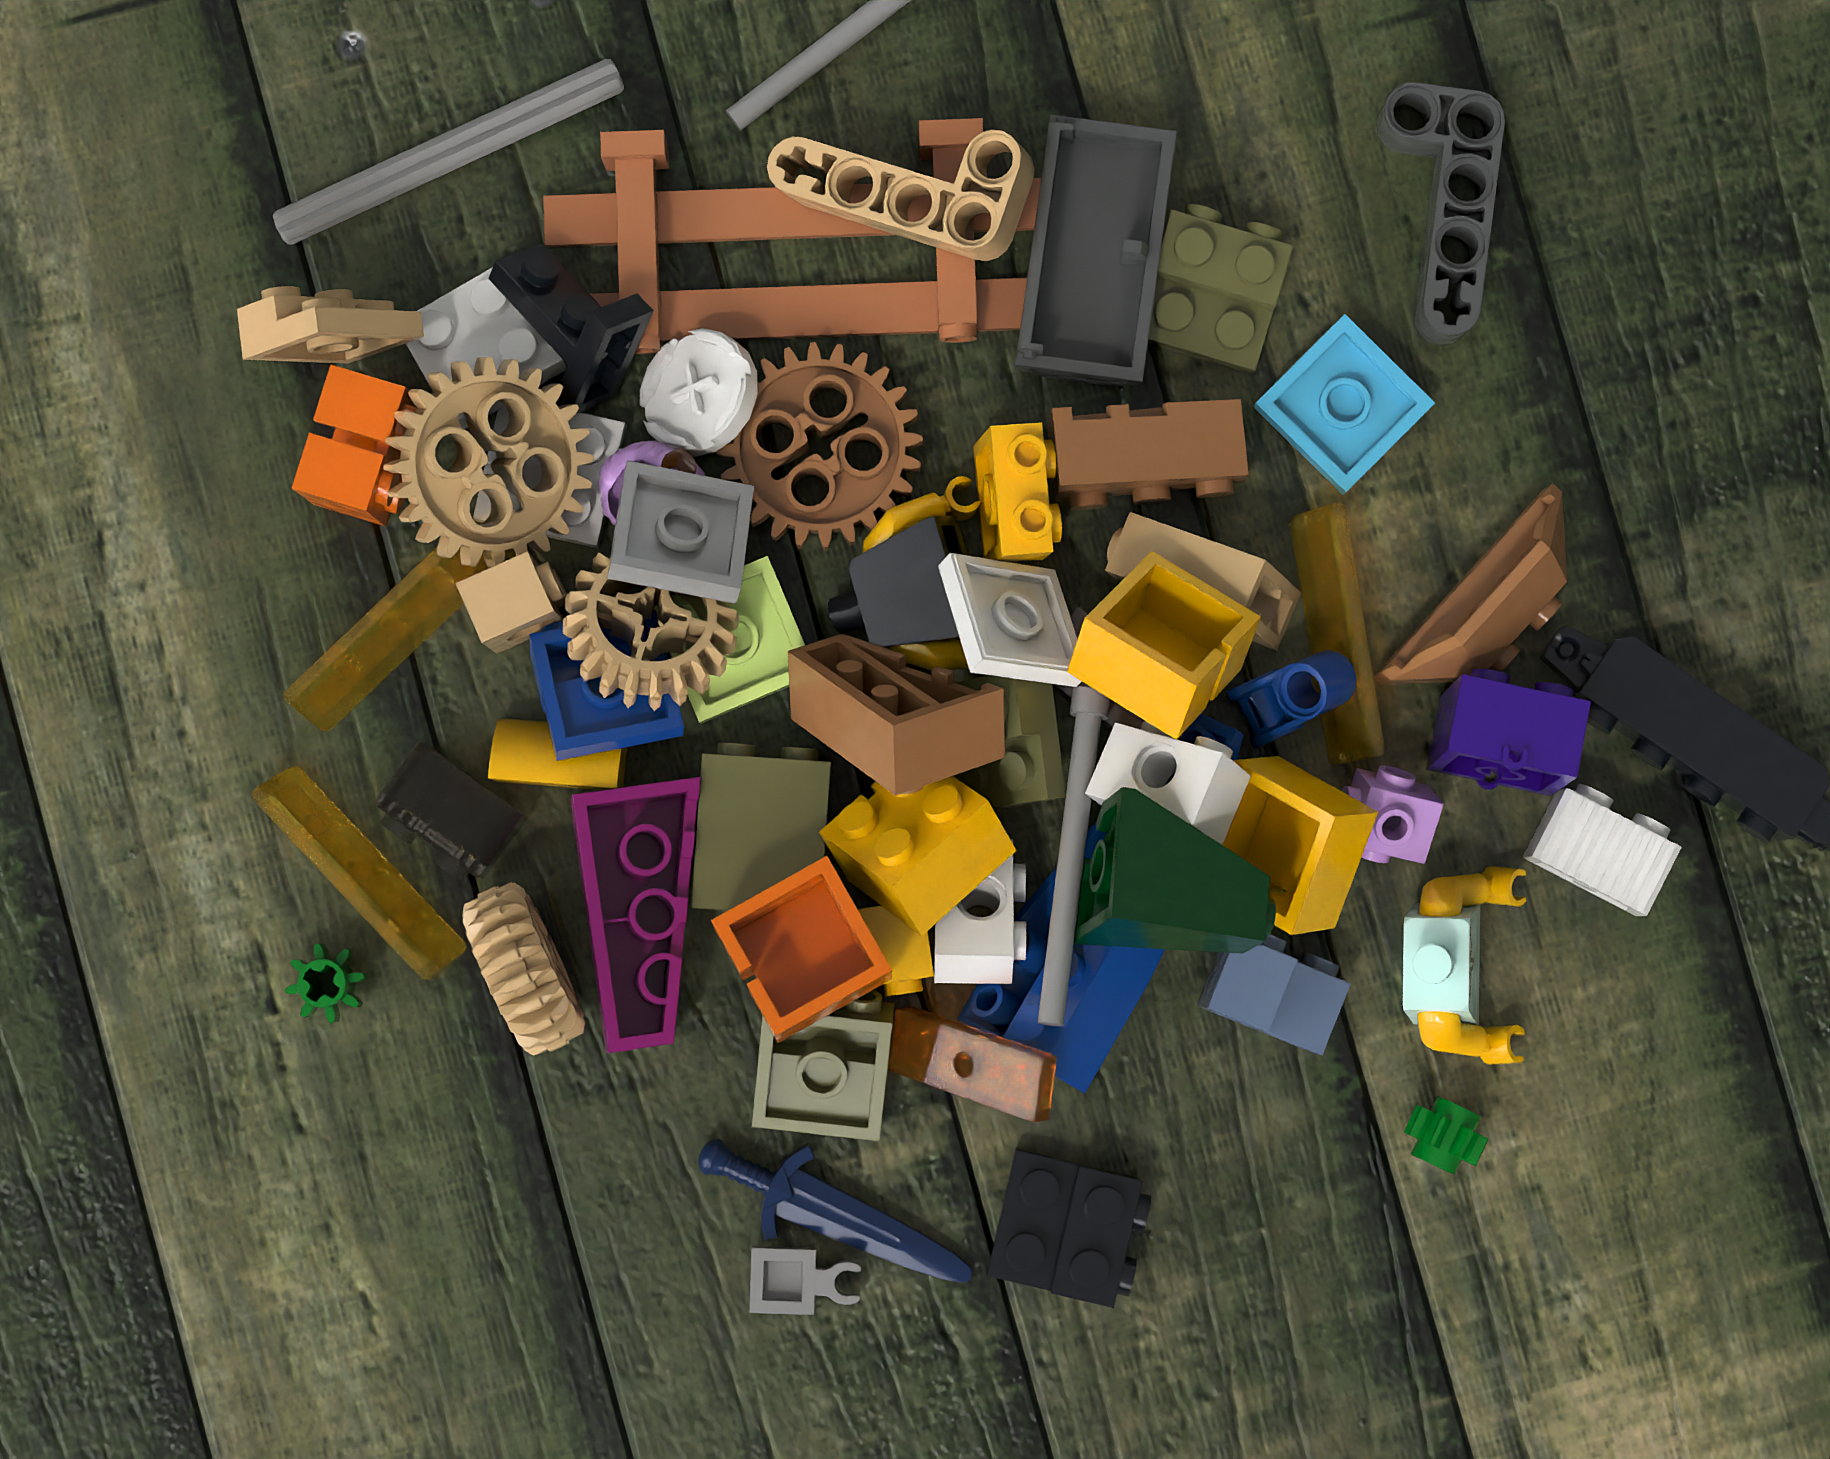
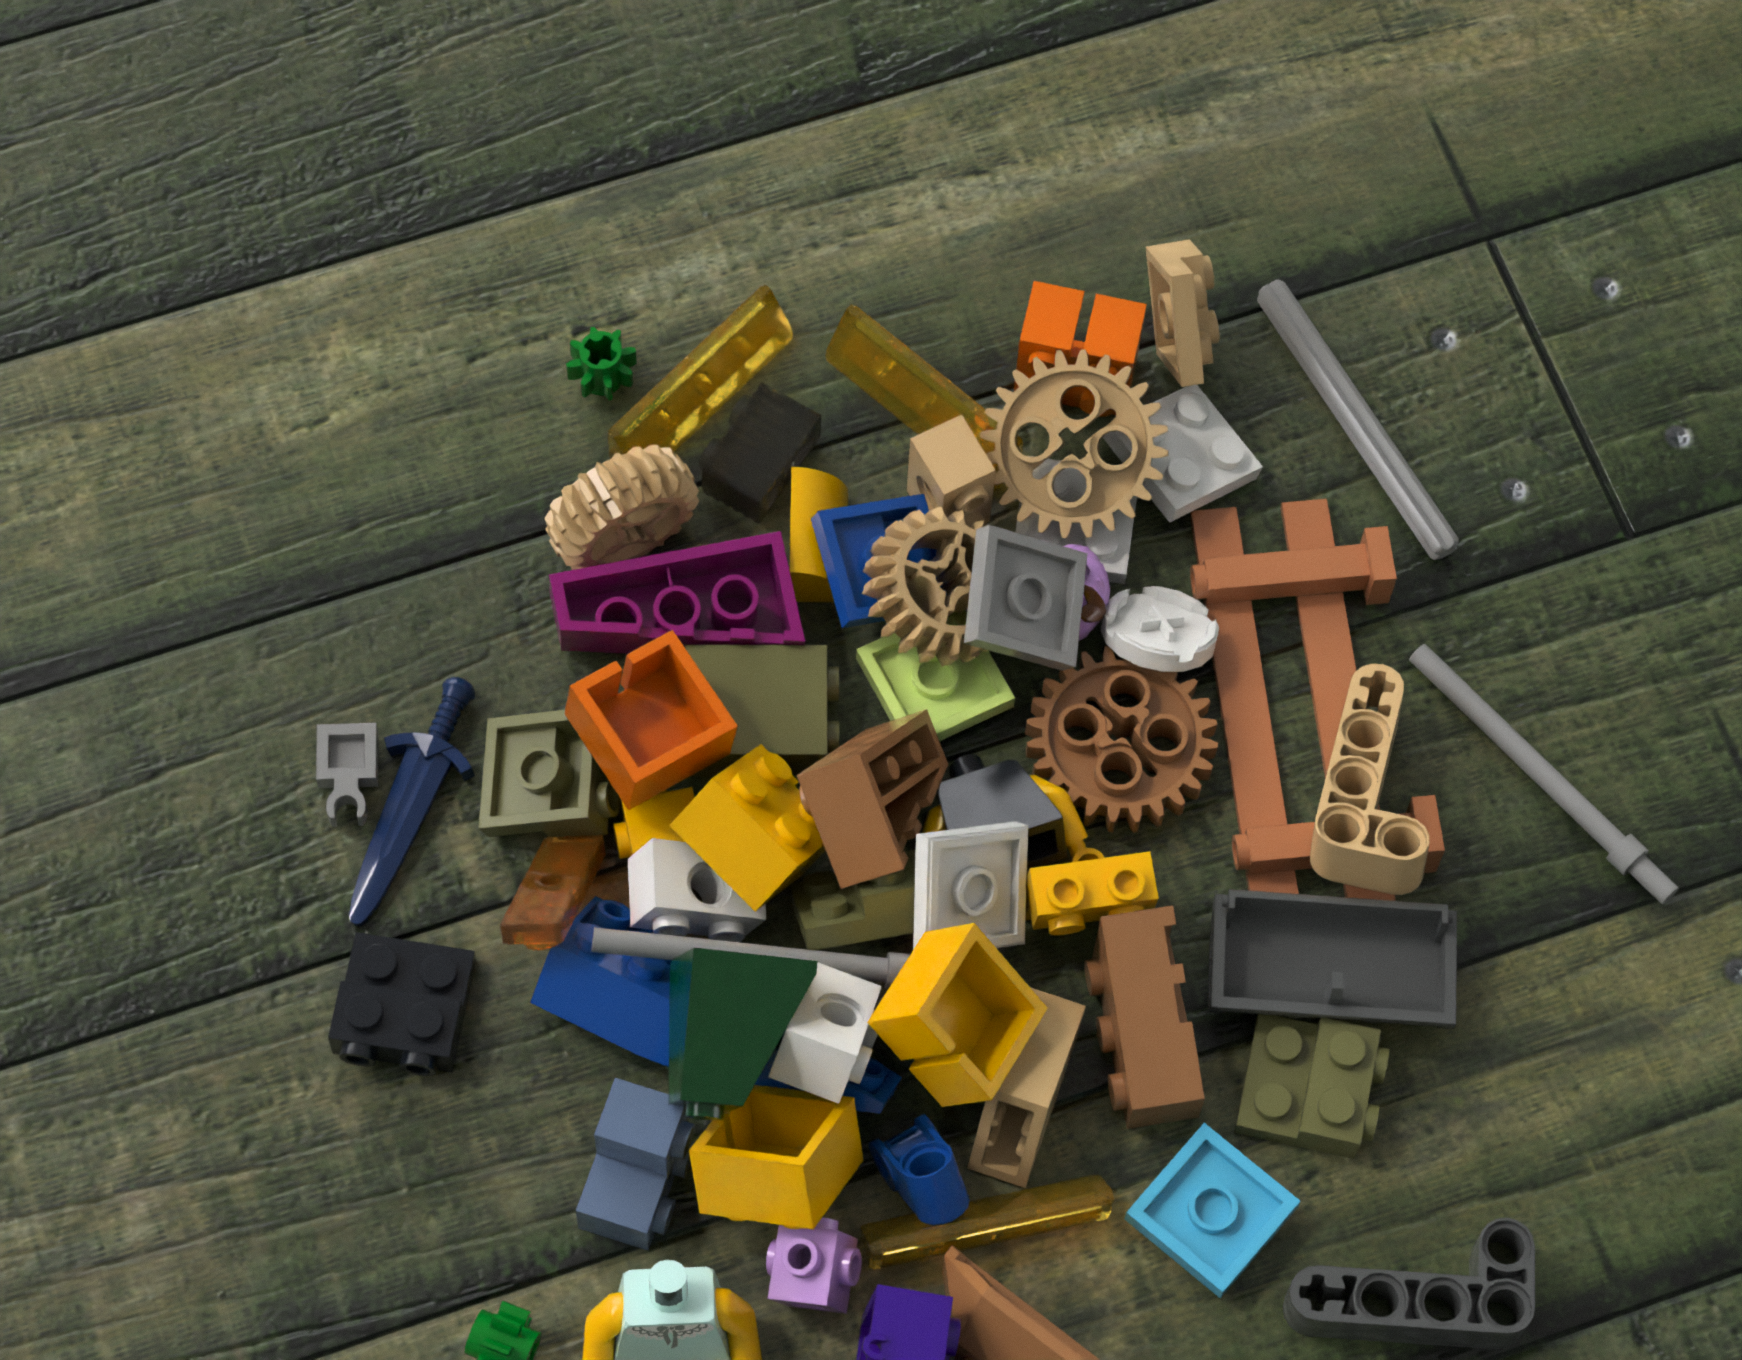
camera: 85 degrees right, 20 degrees down
(588, 337) = (1203, 523): black bracket -> none

